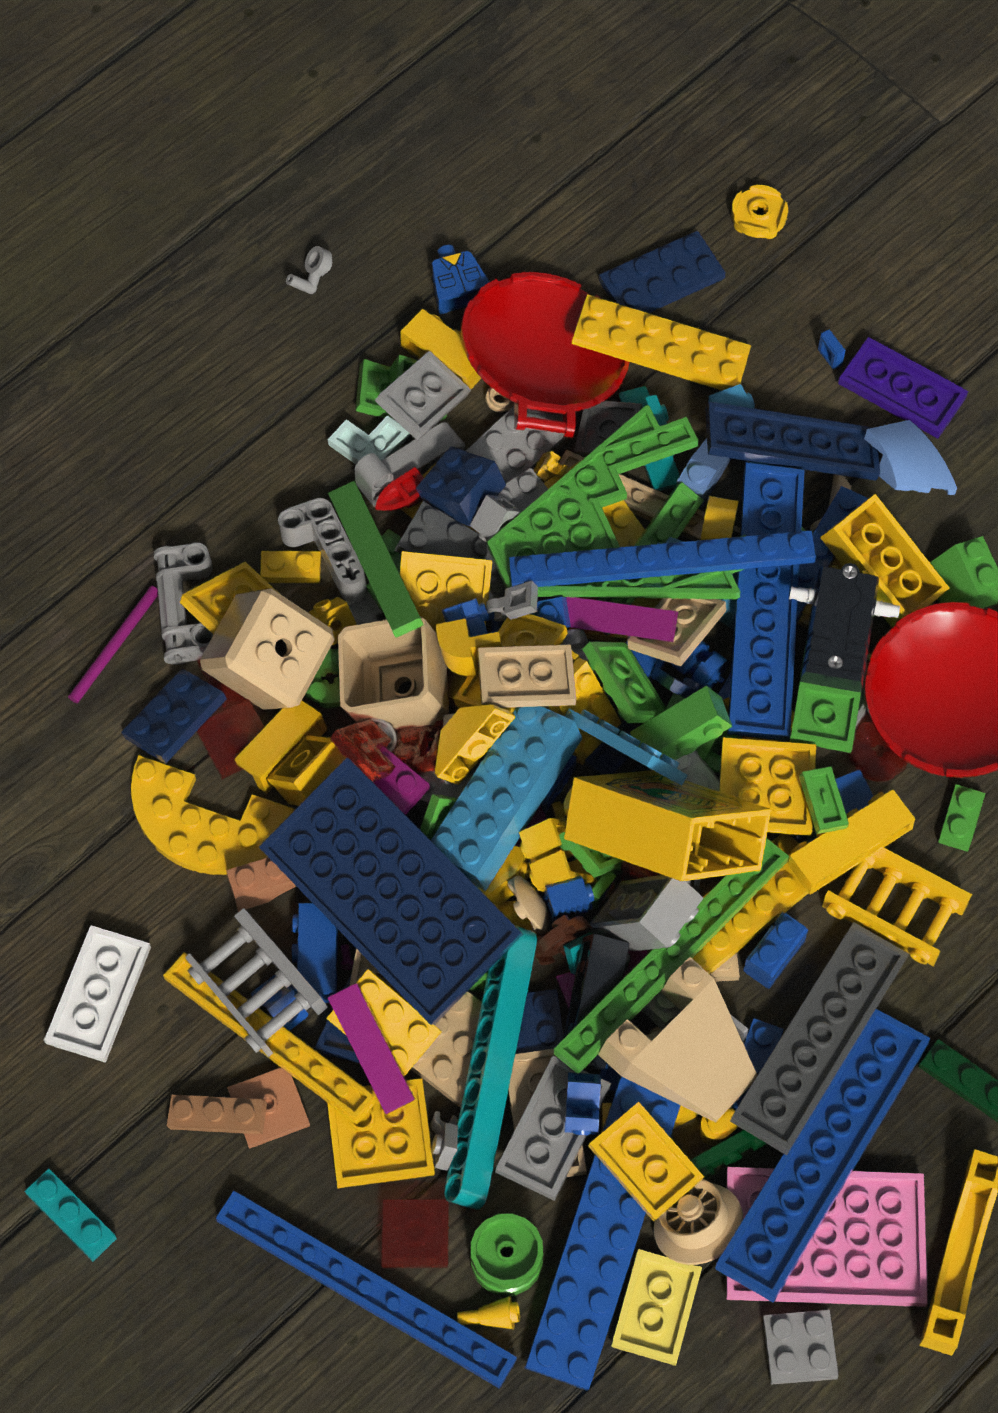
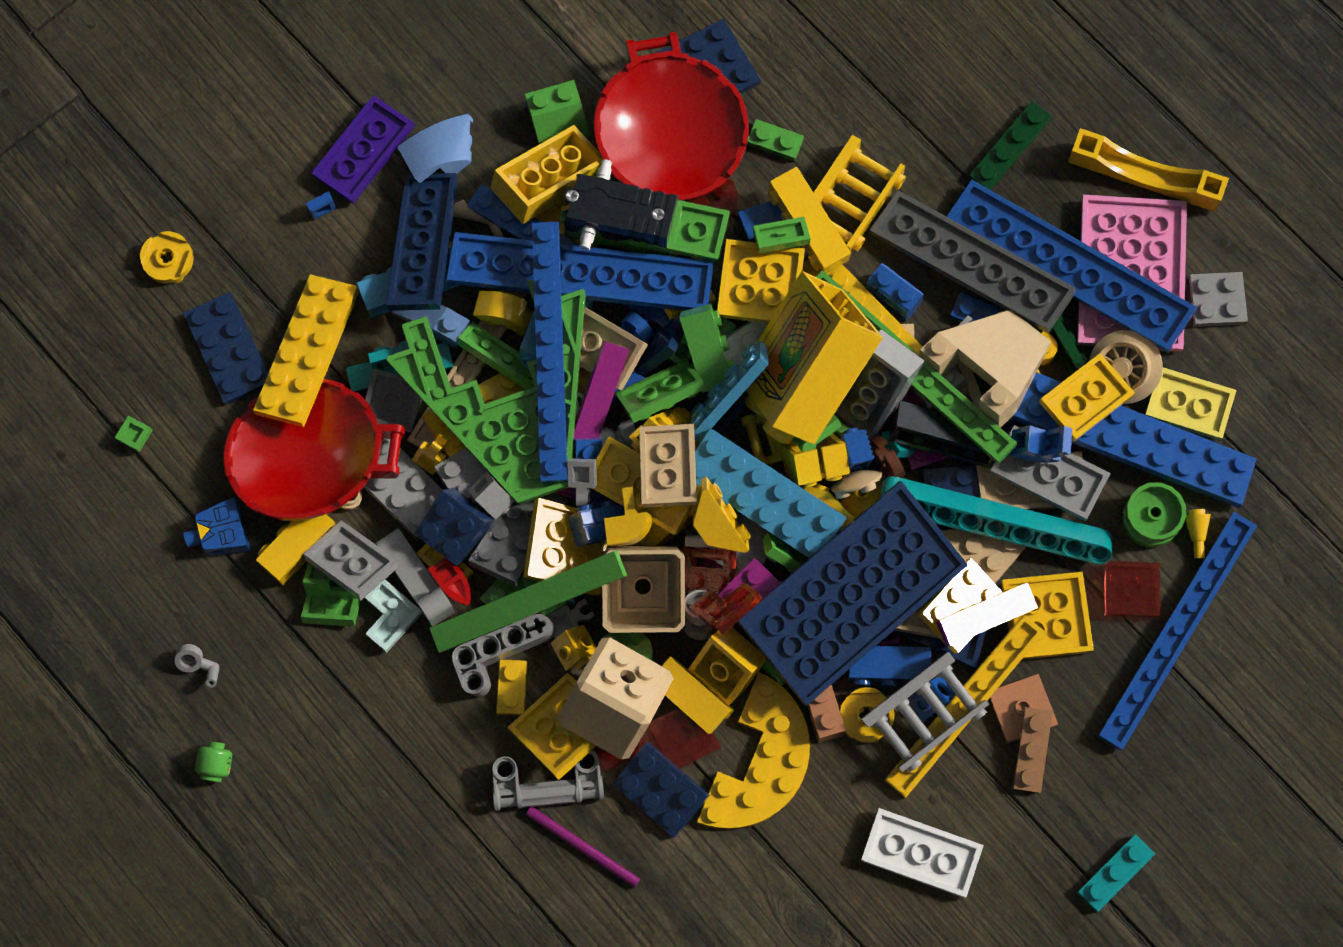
camera: 85 degrees left, 10 degrees up
(208, 291) = (213, 762): none -> bright green head
(270, 918) = (854, 705): none -> yellow plate
(445, 1140) = (1058, 560): light grey plate -> none
(560, 196) = (133, 434): none -> bright green plate

